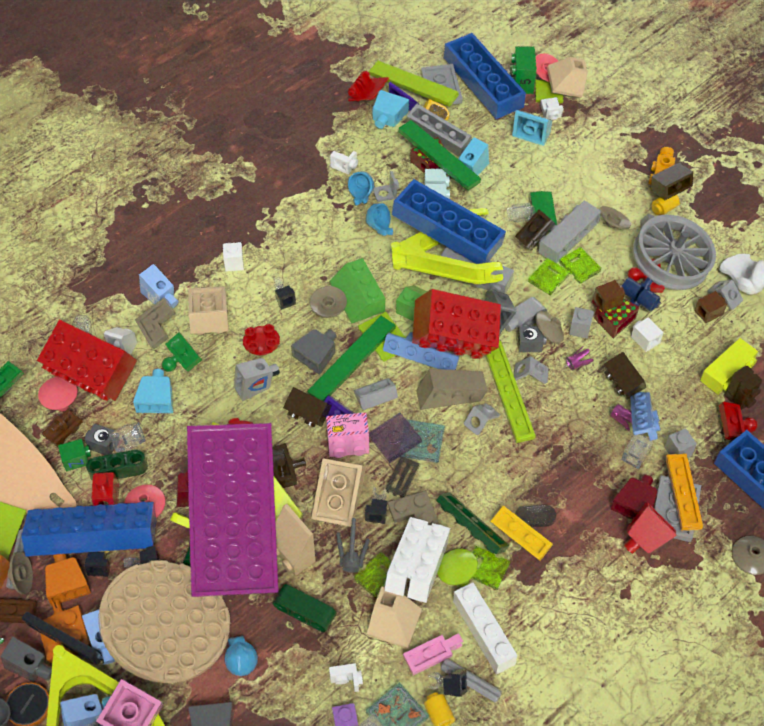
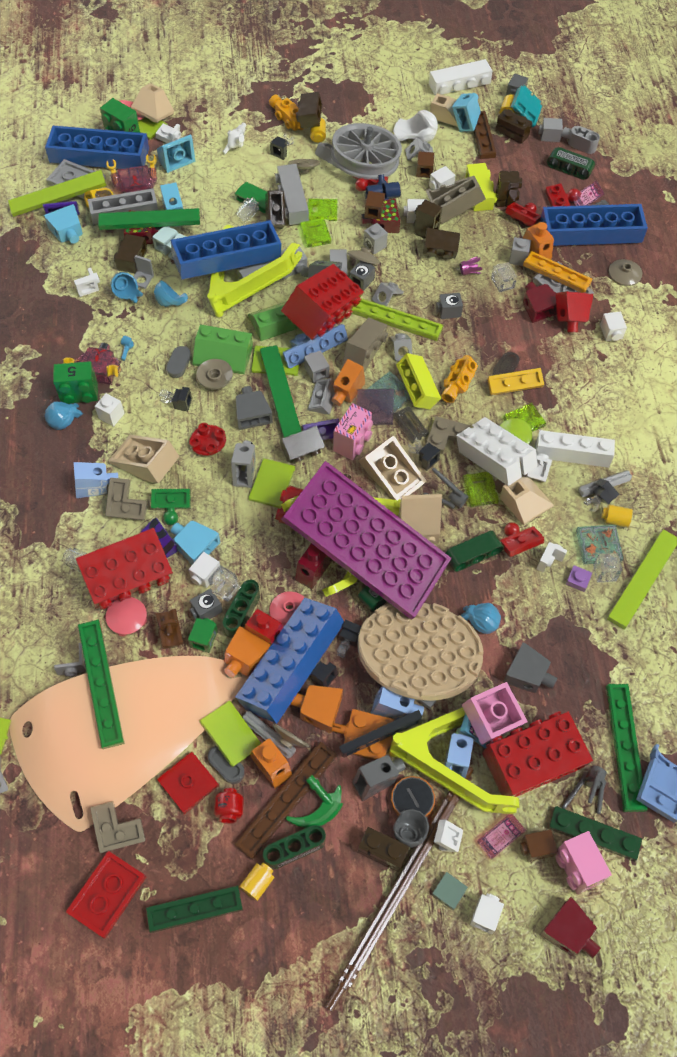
camera: 55 degrees left, 5 degrees up
(74, 491) = (244, 653): none -> orange torso
(121, 338) = (119, 531): white slope -> none
(134, 414) = (203, 569): none -> white brick
(143, 367) = (166, 541): none -> slope
(205, 229) = (60, 414): none -> dark azure piece
(236, 218) = (75, 382): none -> green brick
(260, 409) = (270, 482): none -> lime piece
(268, 218) = (103, 363): none -> clear pink torso
(310, 227) = (128, 343): none -> dark azure hand
(322, 271) = (178, 361): none -> dark grey tile
(346, 641) = (520, 541): none -> red plate
(365, 87) = (30, 223): red hinge -> none
(398, 399) = (348, 382): none -> orange torso
(399, 367) = (316, 366): none -> light grey brick
(403, 166) = (129, 248): none -> dark brown brick
(431, 653) = (569, 493): bright pink plate -> none
(440, 610) = (541, 472): none -> white bracket
(448, 453) = (418, 381): none -> neon yellow brick
(476, 120) = (134, 178): none -> clear pink torso
(476, 526) = (492, 405): dark green plate -> none
(483, 485) = (459, 378): none -> light orange brick
(560, 427) = (449, 305): none -> dark grey brick
(573, 360) = (402, 262): flat silver piece -> none
(594, 153) = (235, 138): none -> white piece
(617, 189) = (279, 145): none -> black piece
(639, 347) = (427, 216): none -> dark brown brick
(643, 416) = (485, 251): medium blue bracket -> none
(666, 580) = (613, 326): none -> white brick
(684, 353) = (457, 197): none -> dark tan wedge
(704, 331) = (441, 177): none -> white brick
(706, 450) = (540, 239): none -> orange torso

